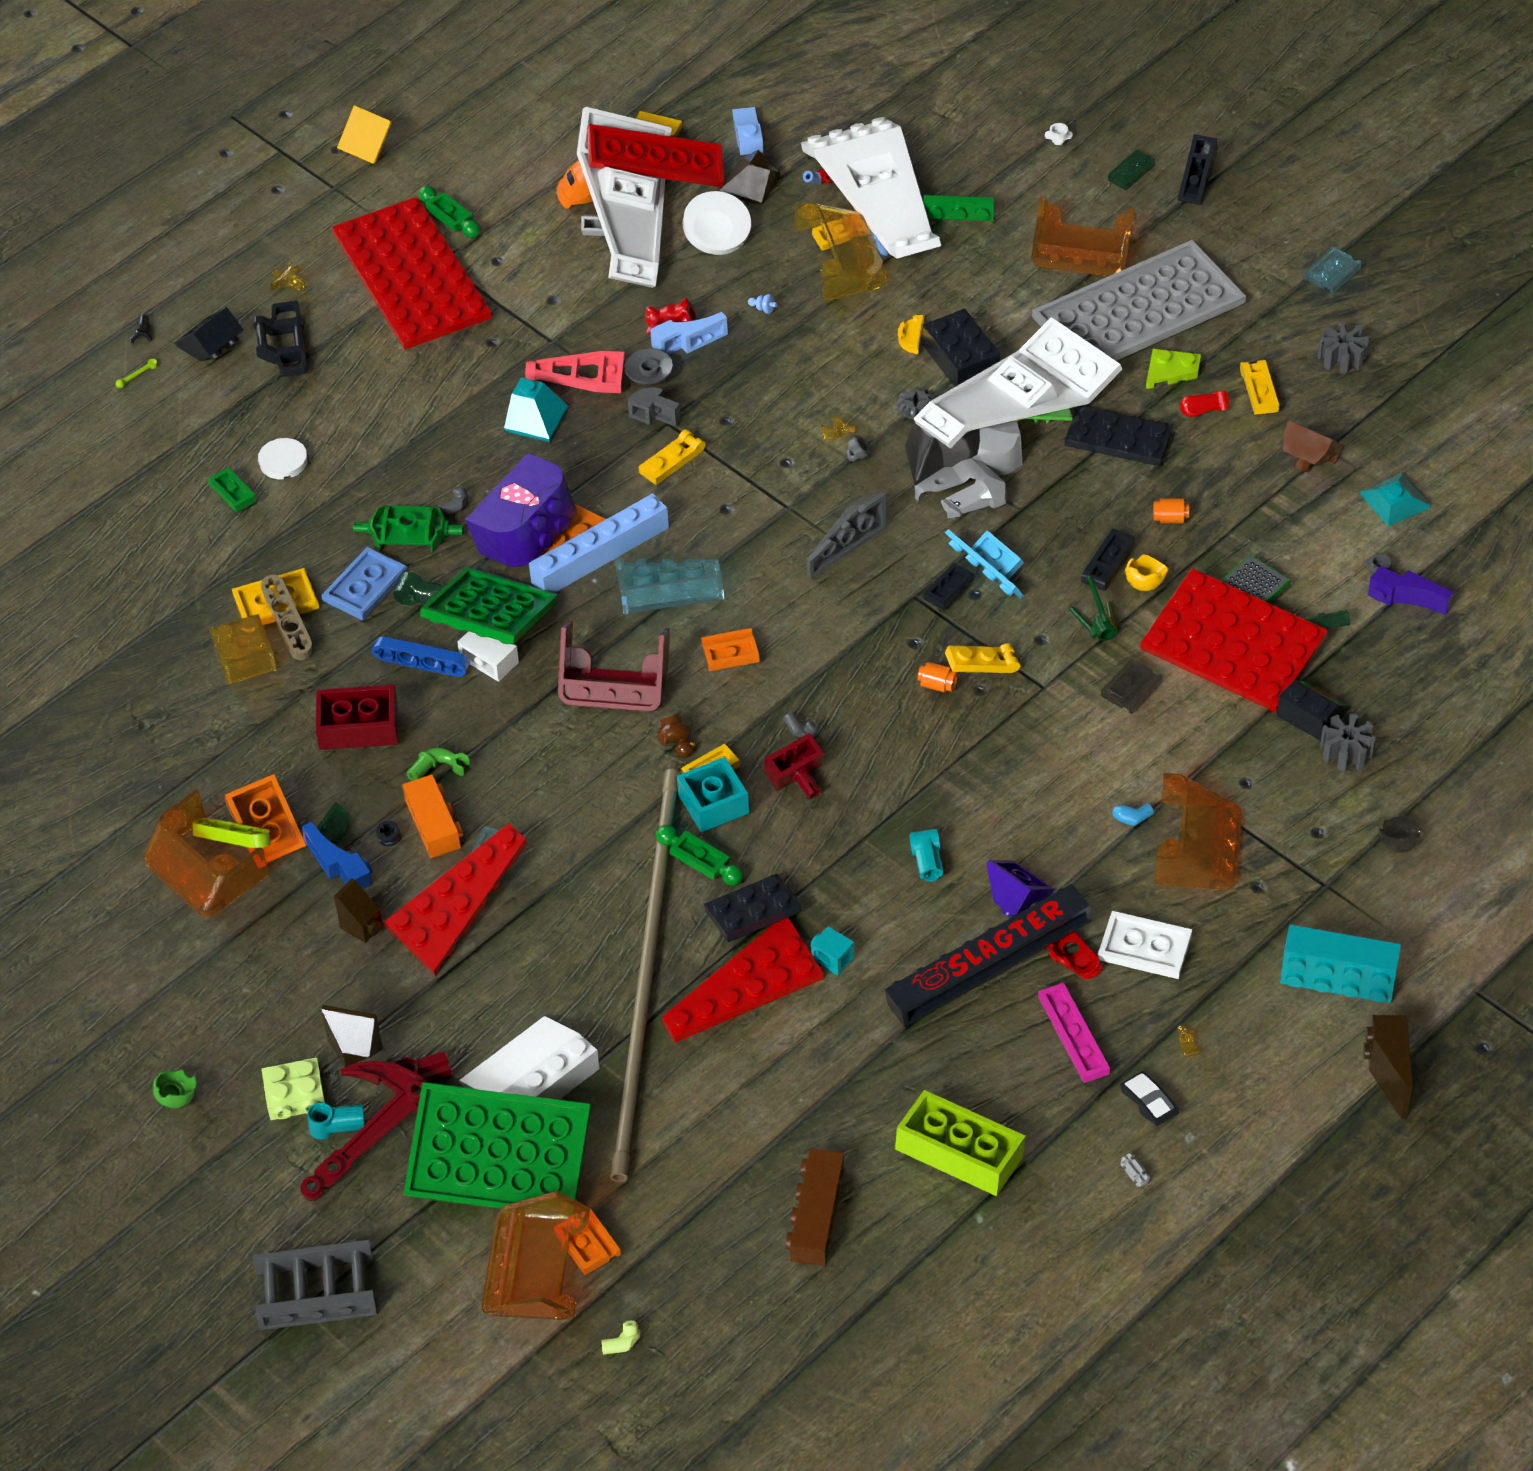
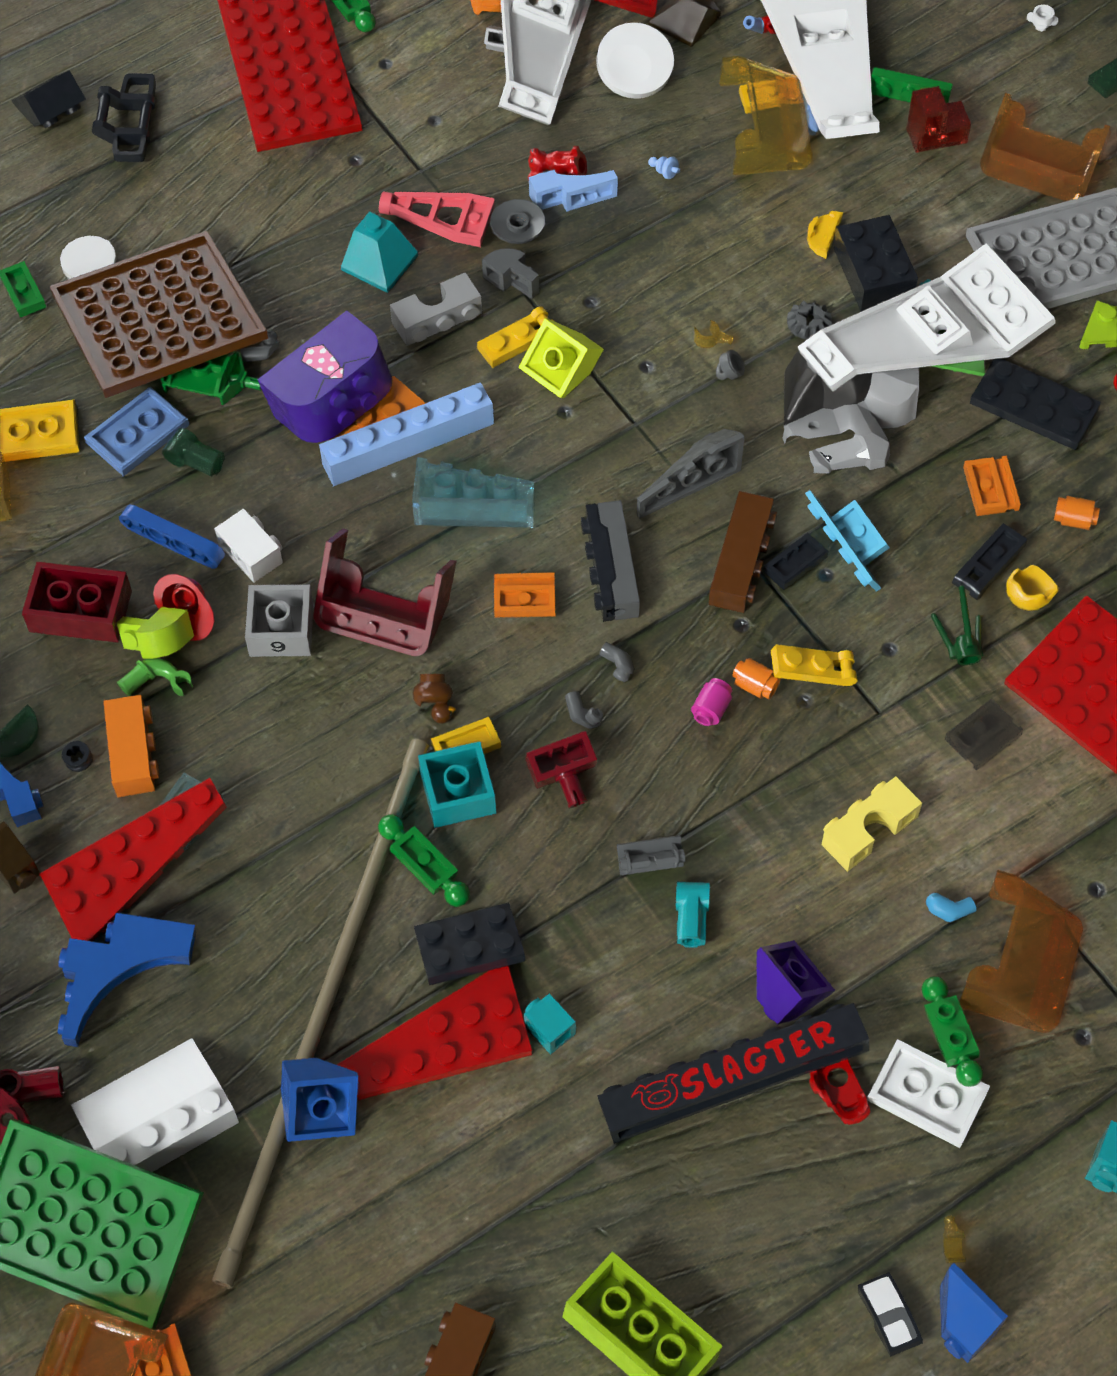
camera: 10 degrees right, 10 degrees up
(286, 617) = (37, 458): dark tan beam -> none
(287, 277) = (151, 44): clear yellow piece -> none
(359, 487) = (157, 313): none -> reddish brown plate
(432, 730) = (158, 636): none -> lime brick
(448, 705) = (186, 594): none -> red piece
(476, 959) = (98, 968): none -> blue arch
(489, 605) = (261, 489): green plate -> none
(532, 701) = (279, 620): none -> light grey brick
(583, 458) = (418, 321): none -> light grey arch
(662, 1033) = (318, 1099): none -> blue slope
(713, 466) = (560, 357): none -> neon yellow slope
(795, 611) = (611, 560): none -> piece
(822, 683) = (621, 659): none -> dark grey arm
(883, 819) = (650, 855): none -> dark grey hinge
(902, 586) = (741, 552): none -> reddish brown brick
(905, 700) = (712, 702): none -> dark pink brick
(986, 231) = (934, 122): none -> clear red brick
(1066, 749) = (888, 805): none -> light yellow arch
(1073, 1033) = (815, 1200): dark pink plate -> none
(1096, 503) = (991, 485): none -> orange plate
(1153, 896) = (952, 1031): none -> green plate
(1209, 1082) = (967, 1315): none -> blue slope

